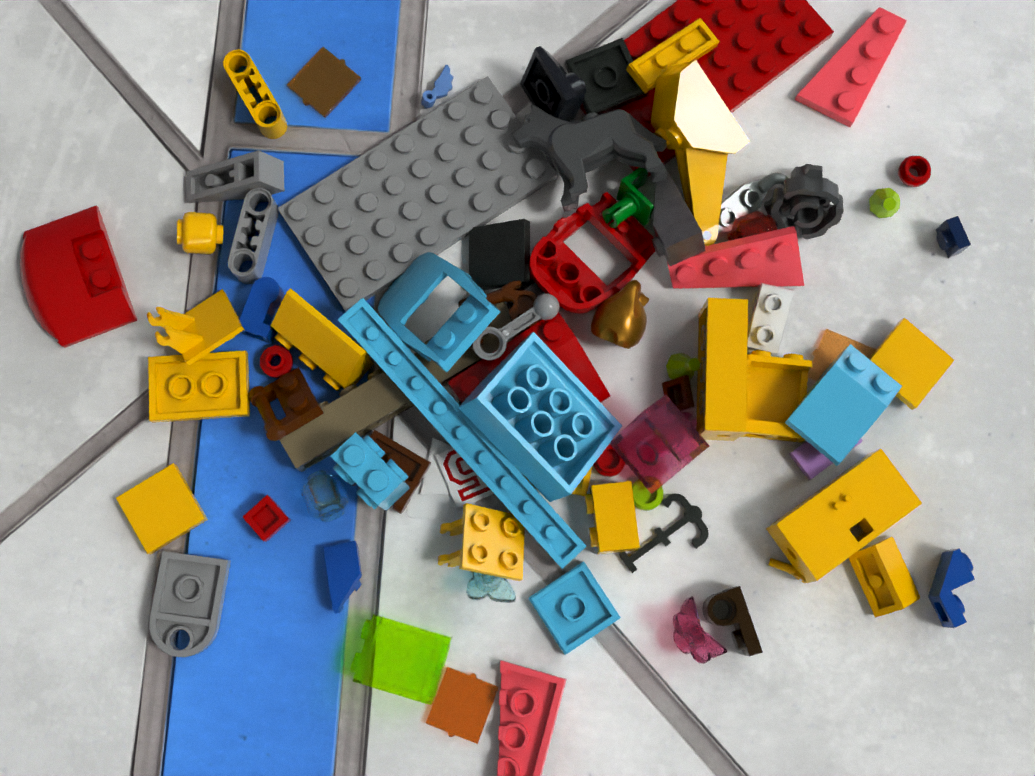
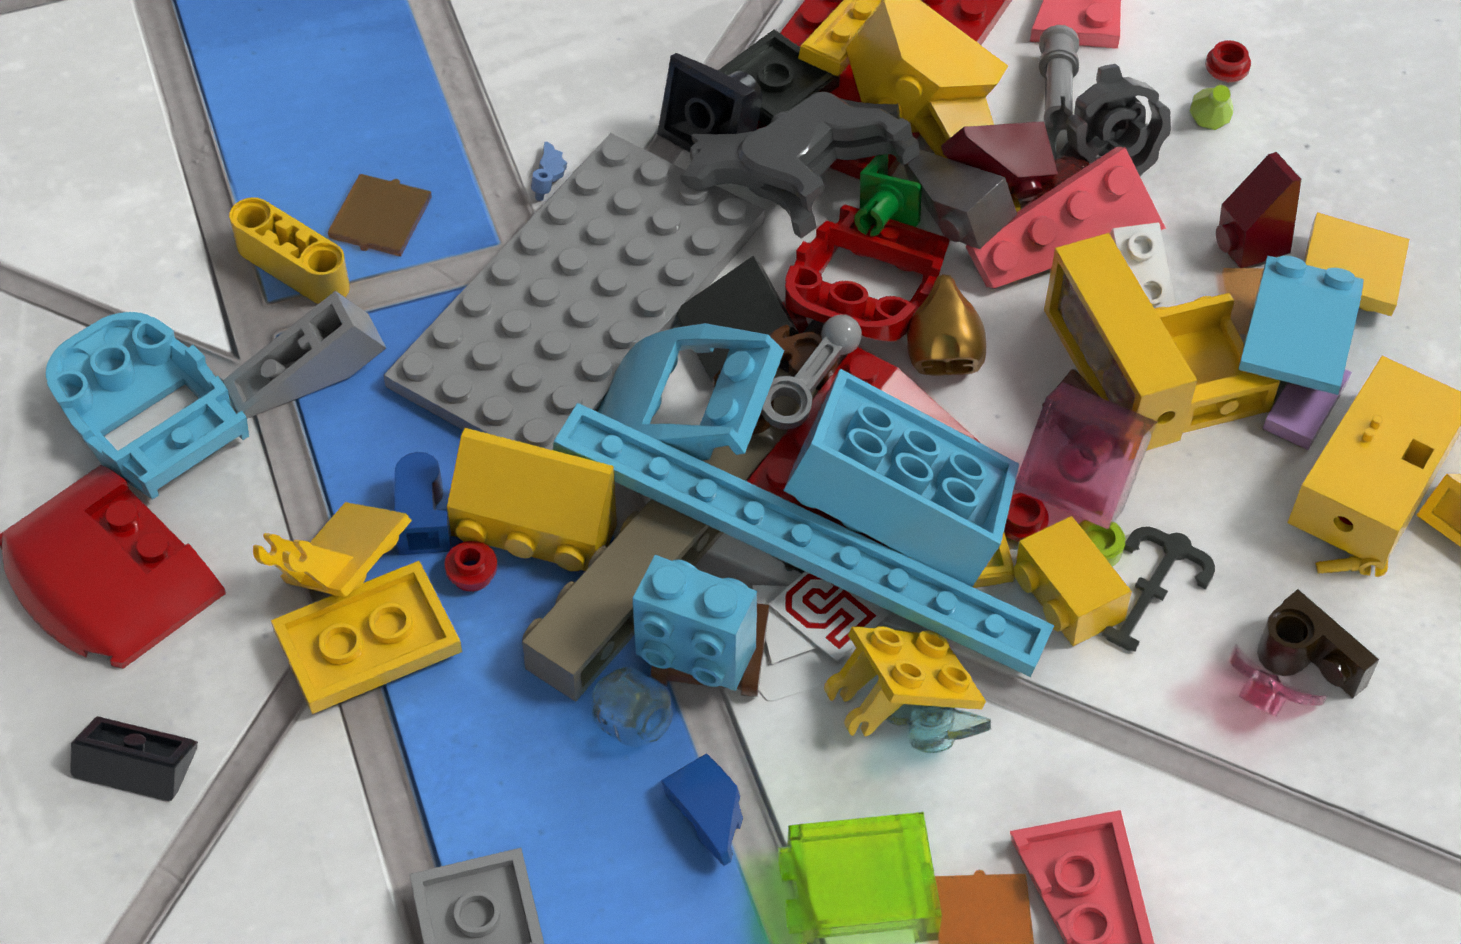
camera: 25 degrees left, 25 degrees down
(48, 409) = (131, 758): none -> black slope
(122, 146) = (122, 370): none -> medium azure slope
(161, 508) = (378, 826): yellow tile -> none
(199, 233) = (280, 439): yellow head -> none
(265, 226) = (363, 389): light grey beam -> none
(266, 518) = (554, 773): red plate -> none
(295, 398) = (524, 592): reddish brown plate -> none
(574, 608) = (1078, 725): medium azure tile -> none
(681, 364) = (1055, 367): lime rock -> none
(718, 207) = (1009, 150): none -> dark red slope
(796, 136) = (1058, 67): none -> light grey pin
(863, 308) = (1260, 213): none -> dark red slope
(952, 237) = (1321, 111): dark blue plate -> none

